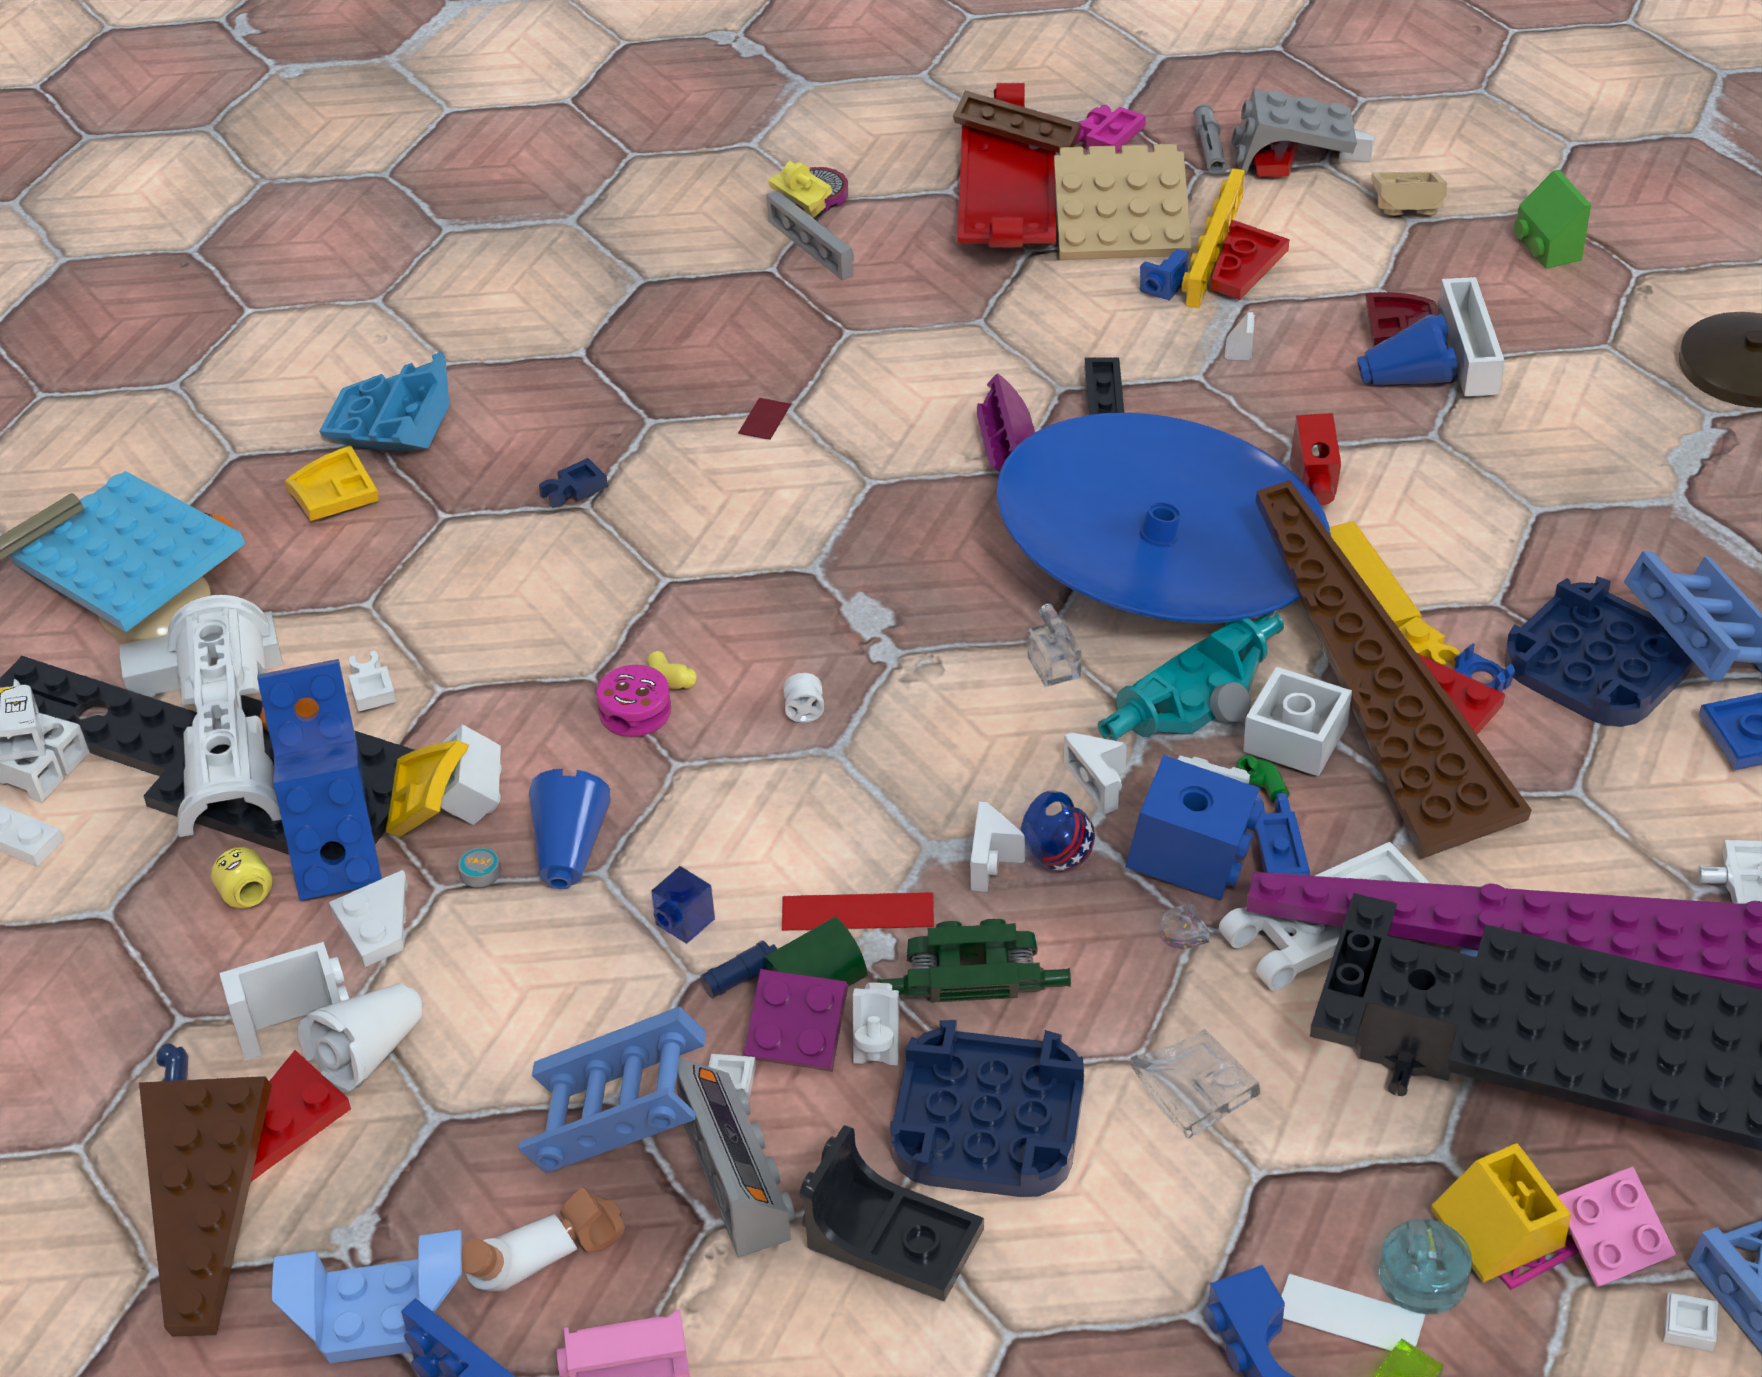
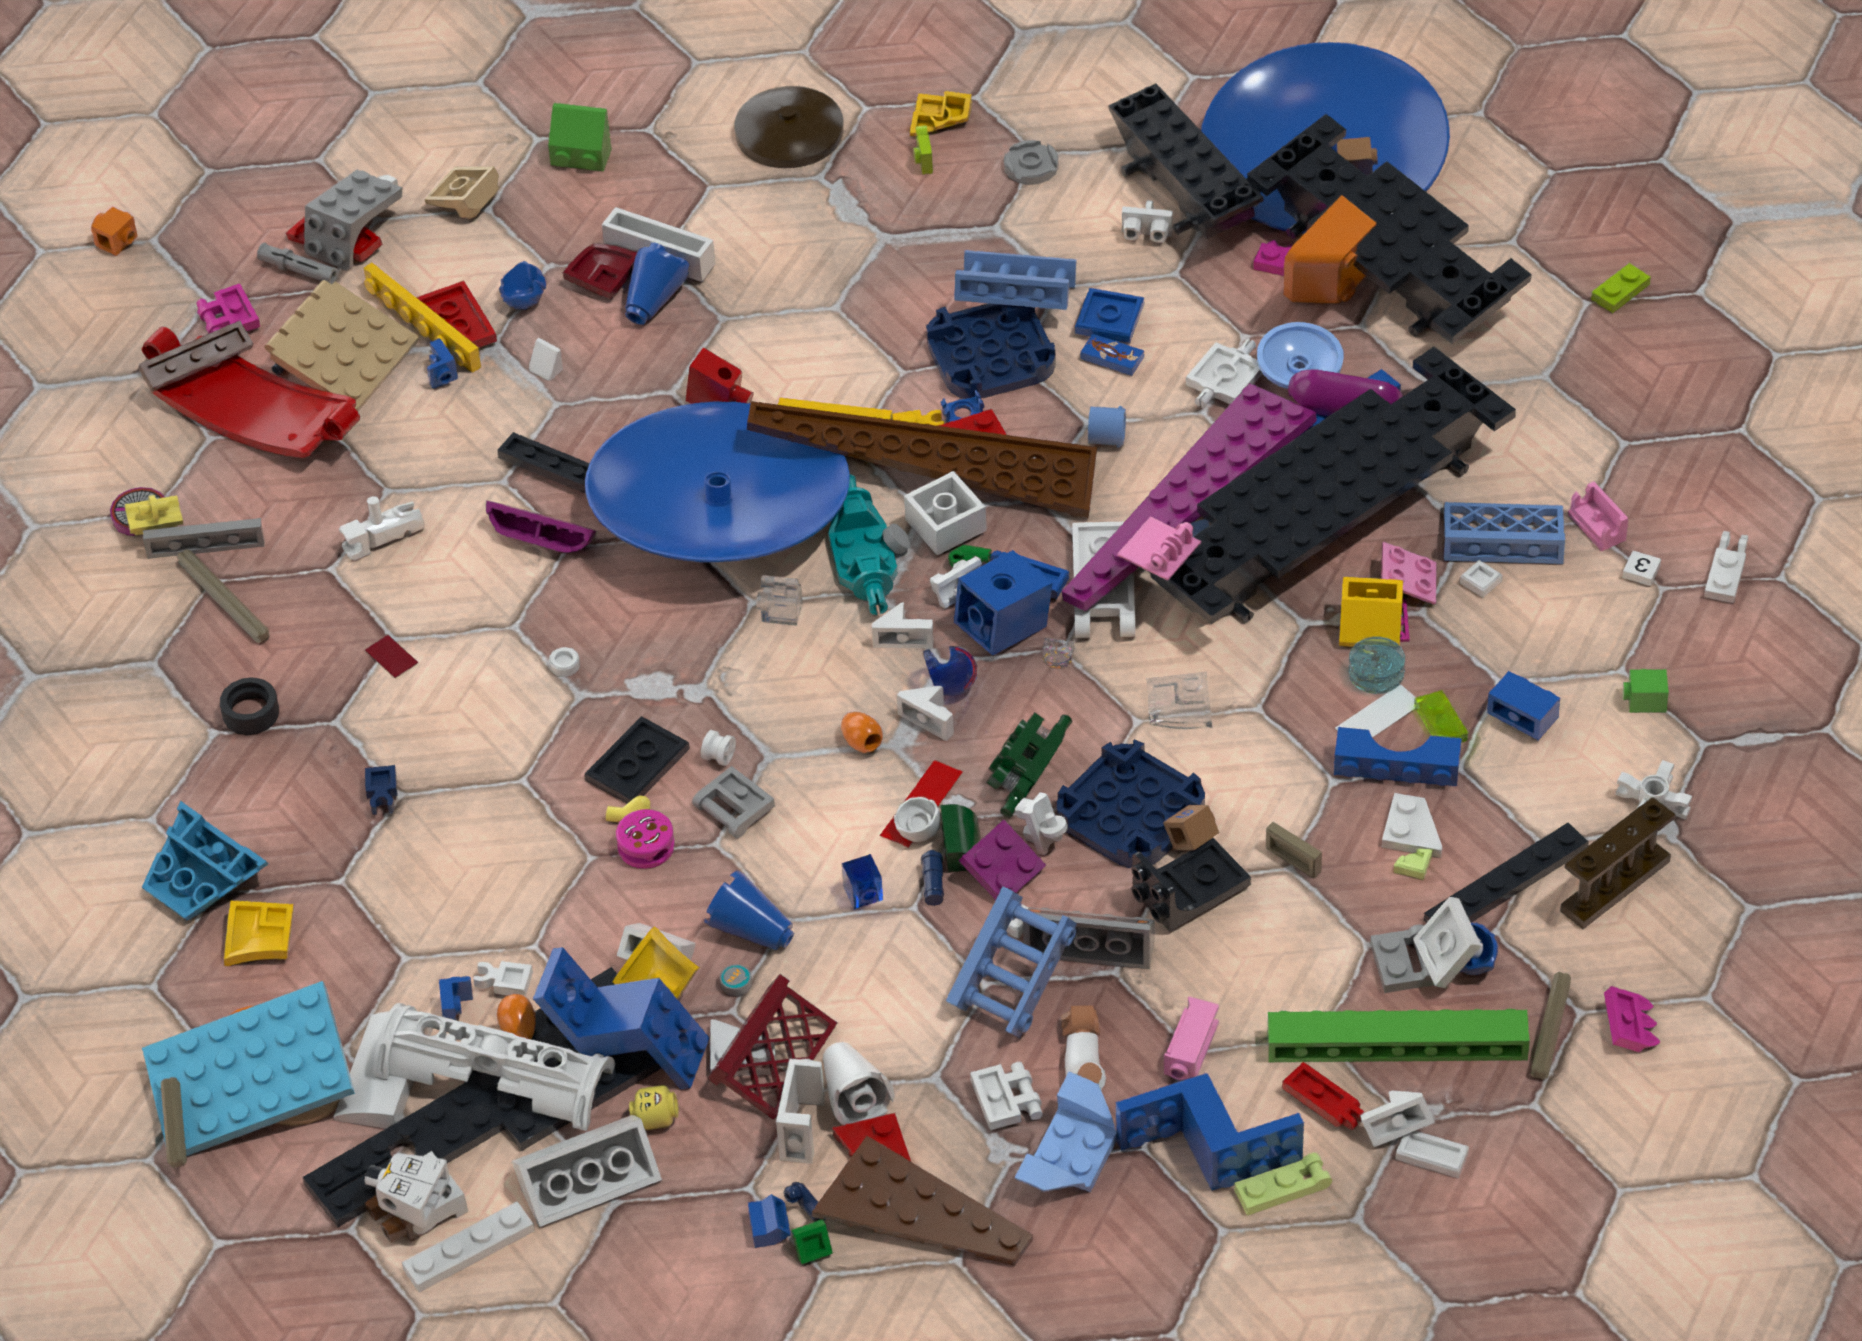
camera: 60 degrees left, 5 degrees up
(106, 1107) = (812, 1241): none -> green tile
(122, 1053) = (768, 1221): none -> blue piece
(126, 863) = (587, 1170): none -> white slope
(313, 648) = (452, 993): none -> blue bracket
(388, 901) = (748, 1037): none -> dark red fence
(426, 1185) = (996, 1096): none -> white plate
(622, 369) = (245, 689): none -> black tyre
(747, 648) = (637, 760): none -> black tile
(748, 751) = (740, 795): none -> light grey plate
(751, 281) = (223, 596): none -> dark tan axle
(810, 908) = (918, 819): none -> white hair
(846, 535) = (564, 662): none -> white tile
(912, 331) = (379, 528): none -> white piece
(912, 803) = (861, 731): none -> orange animal
(980, 1184) = (1191, 827): none -> medium nougat brick
(1025, 1319) = (1293, 850): none -> dark tan tile
(1141, 25) = (114, 230): none -> orange brick
(1318, 278) = (522, 286): none -> blue hair
(1365, 914) = (1160, 547): none -> bright pink hinge
(1571, 802) = (1107, 426): none -> medium blue piece
(1699, 762) = (1112, 354): none -> blue tile

